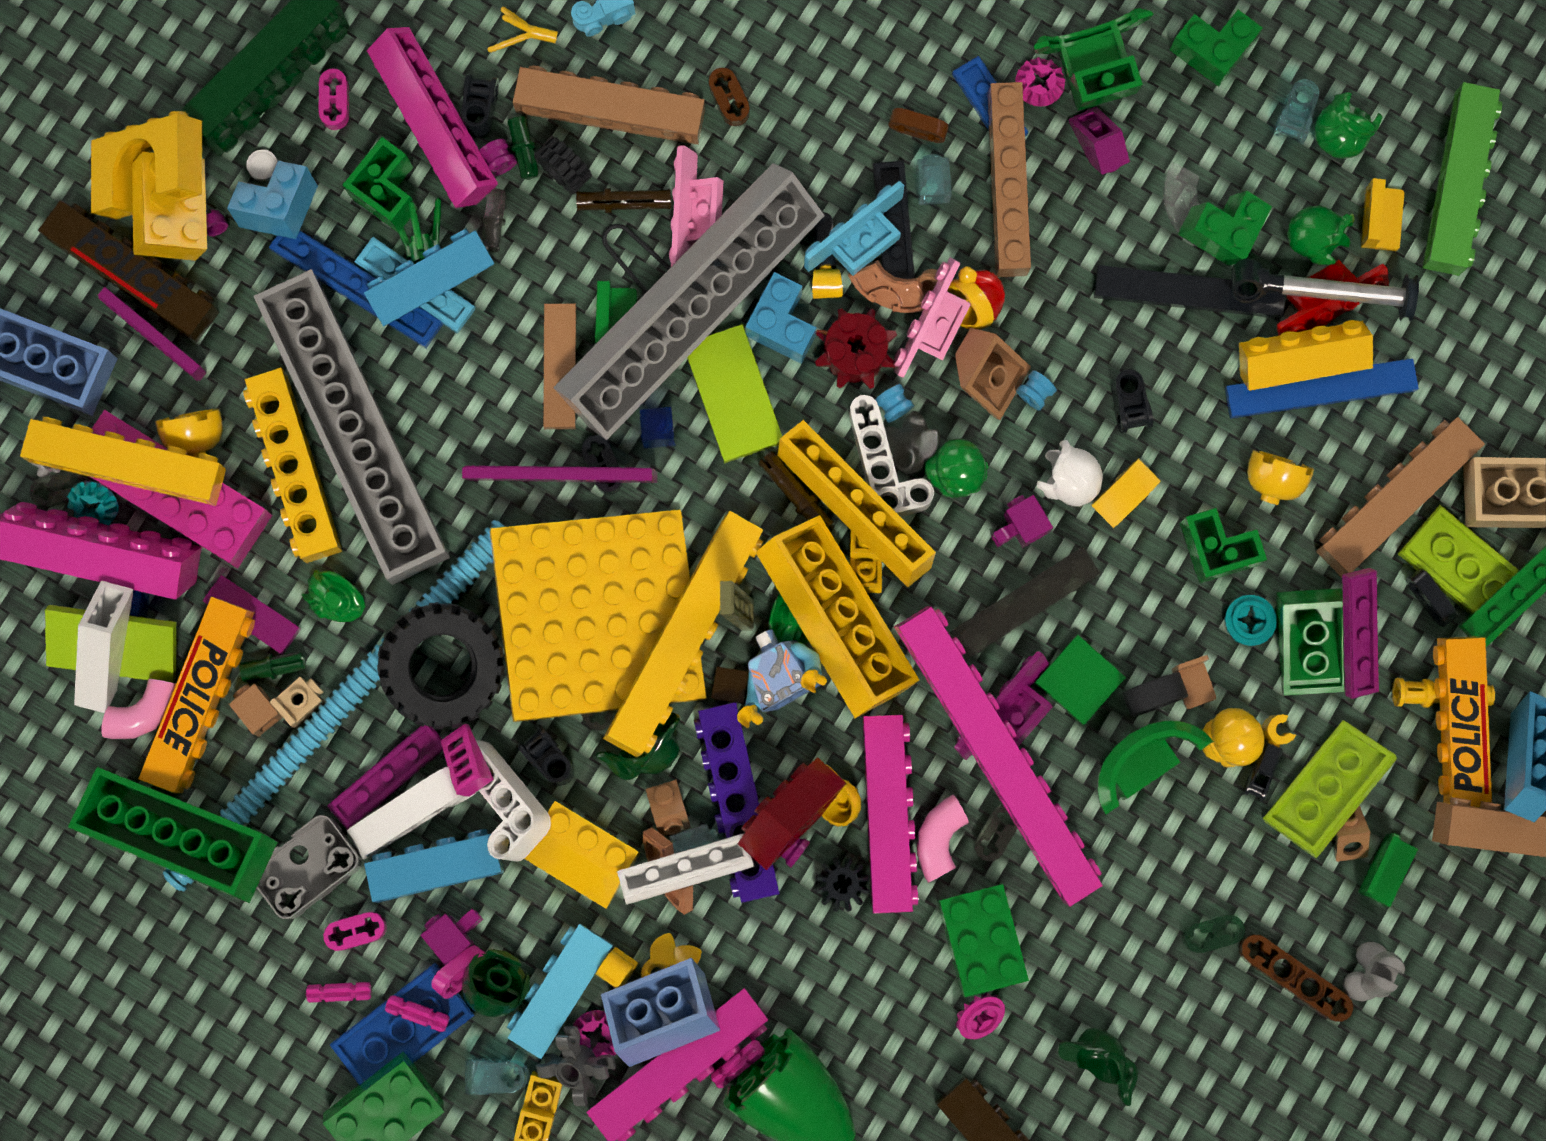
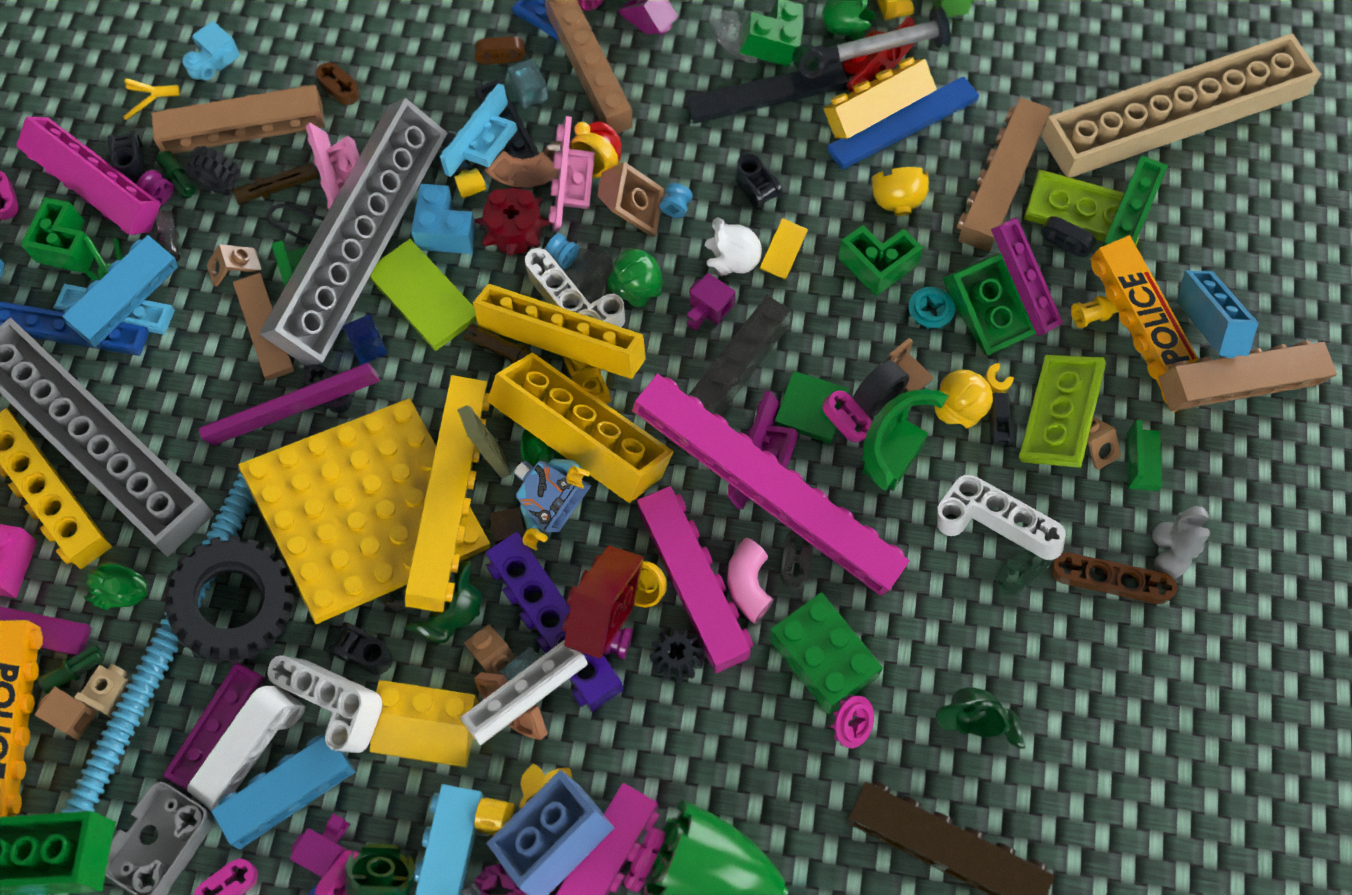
camera: 20 degrees left, 15 degrees down
(481, 774) = (297, 679): dark pink slope -> none
(551, 279) = (232, 258): none -> medium nougat bracket
(1103, 710) = (847, 416): none -> dark pink beam
(1211, 881) = (1033, 537): none -> white beam

